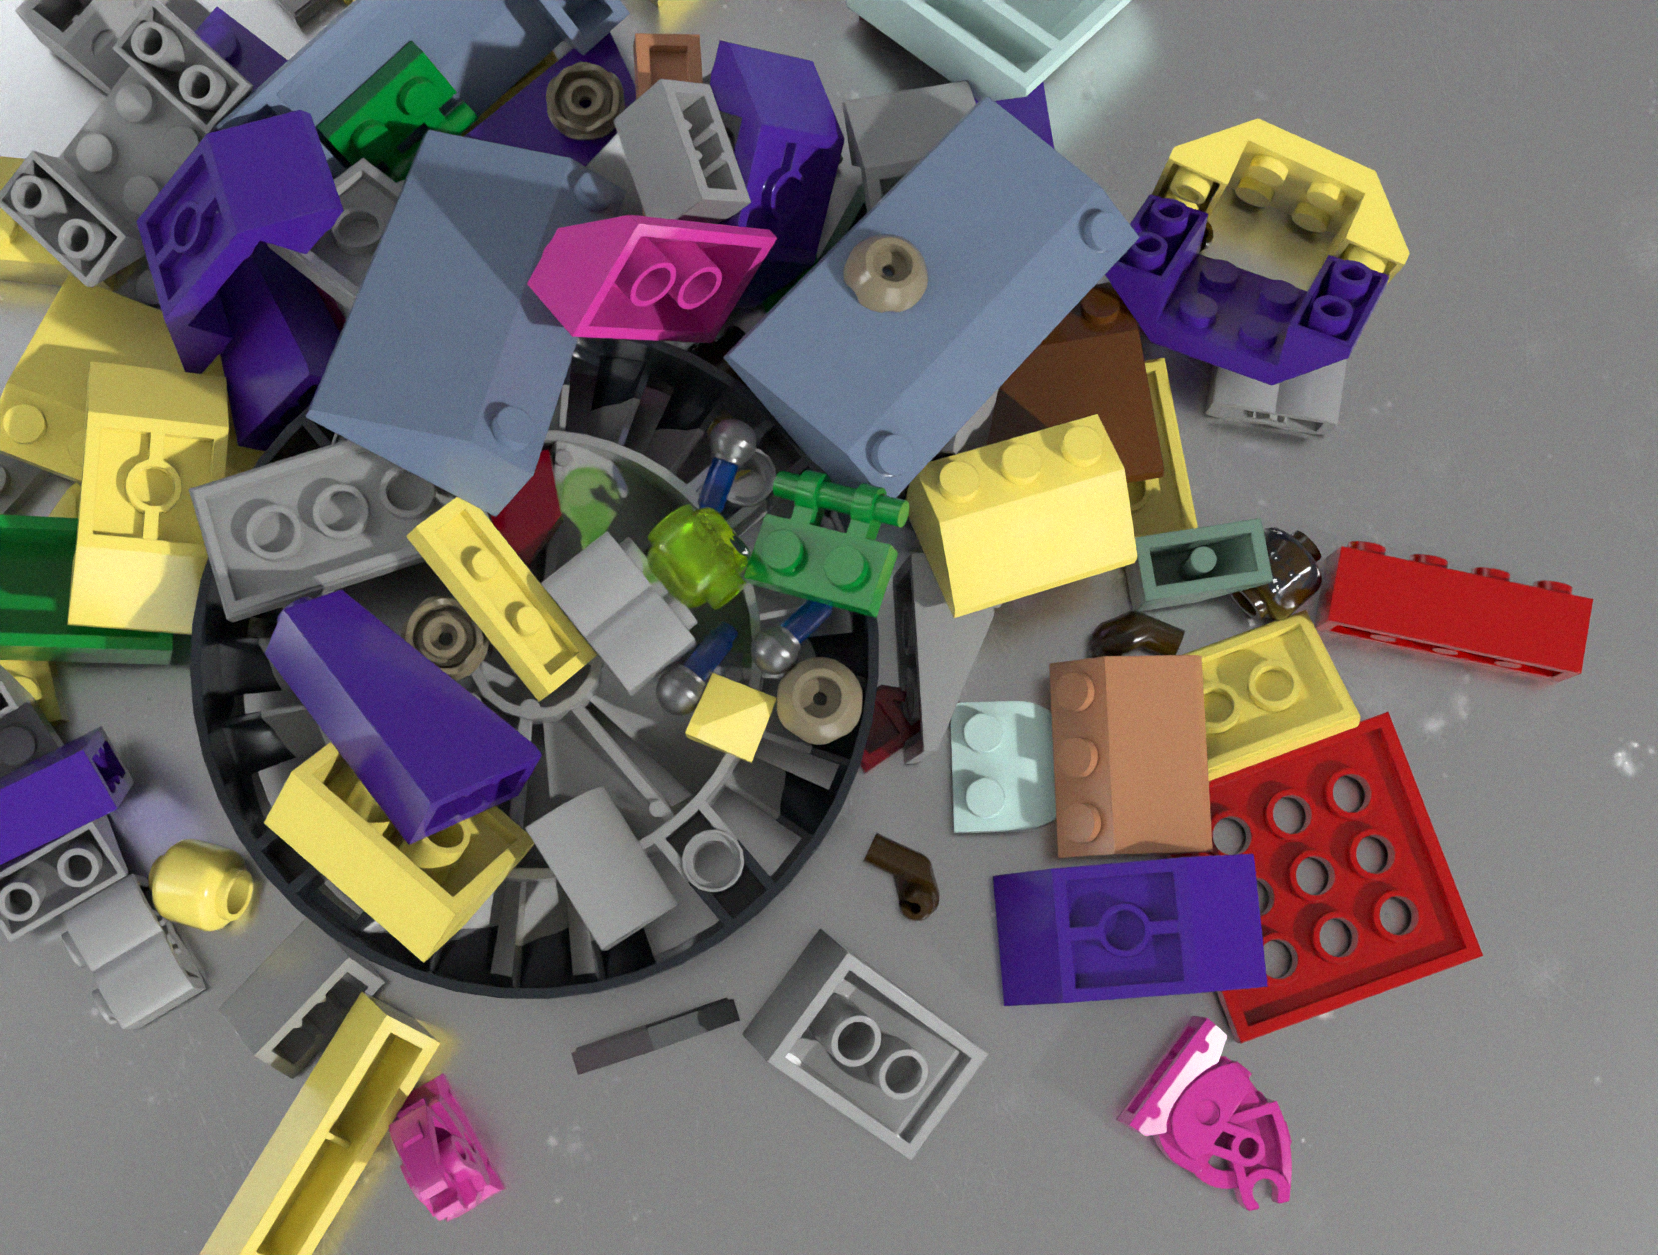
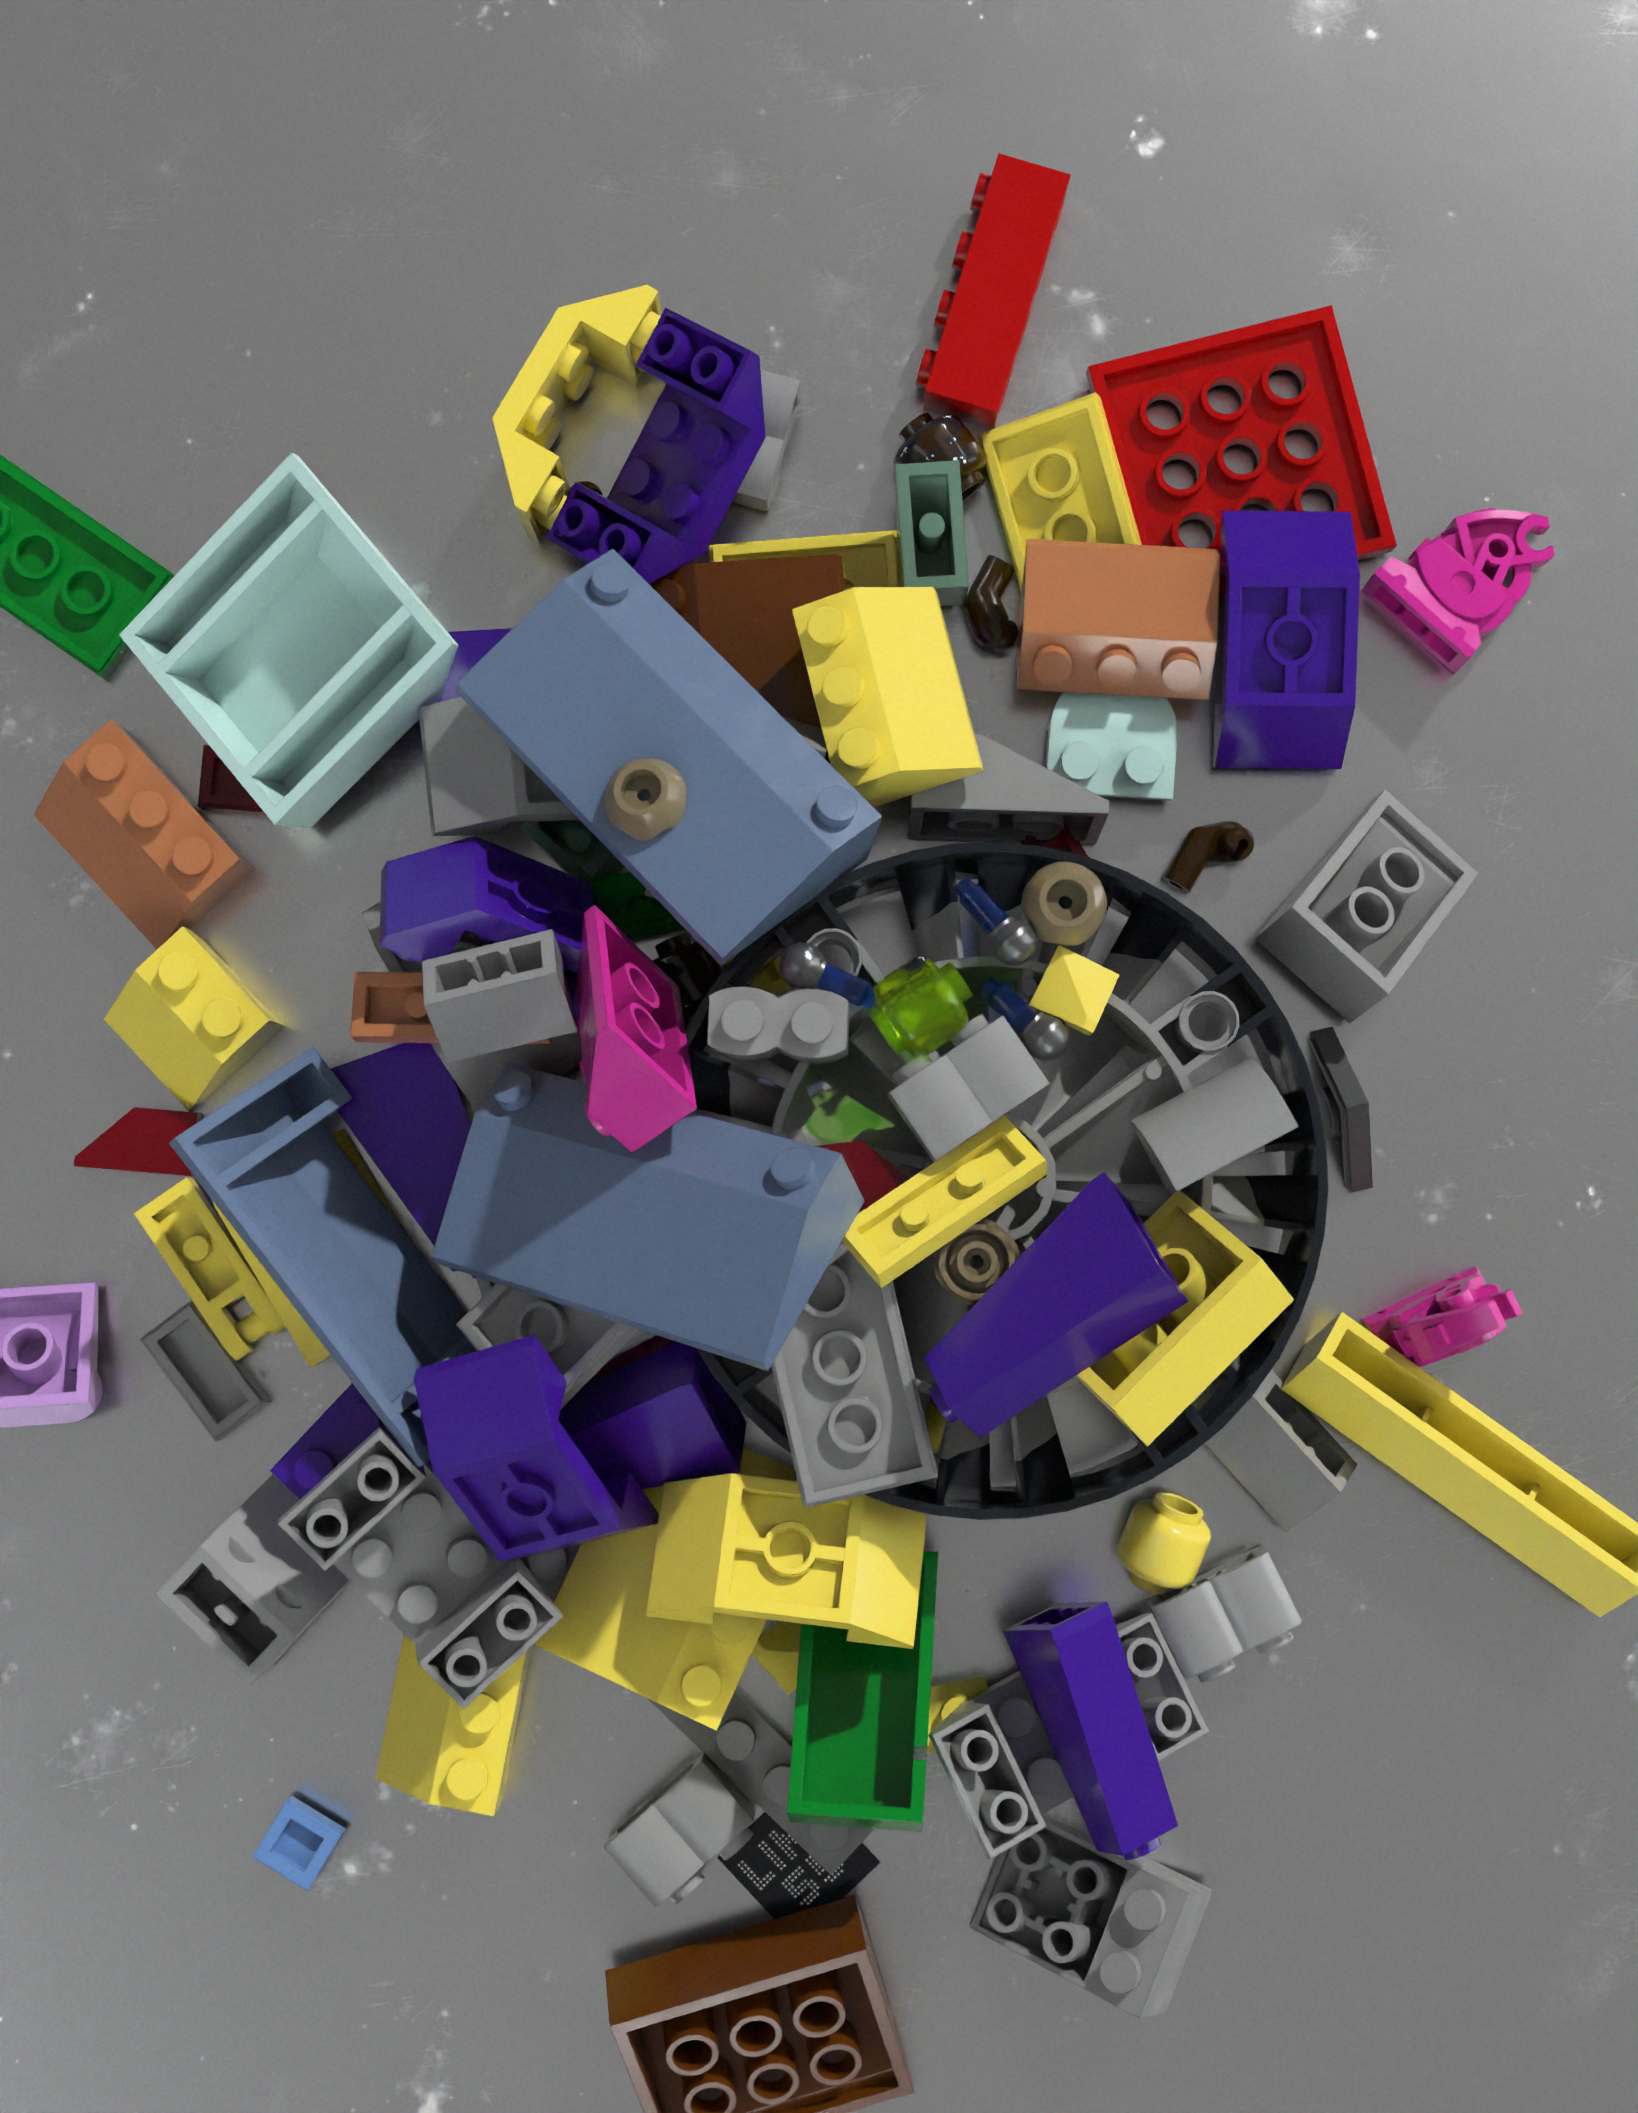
camera: 75 degrees left, 5 degrees up
(391, 109) = (397, 1301): green plate -> none
(582, 83) = (381, 1097): dark tan plate -> none
(667, 429) = (759, 1025): none -> light grey brick
(823, 563) = (933, 889): green plate -> none

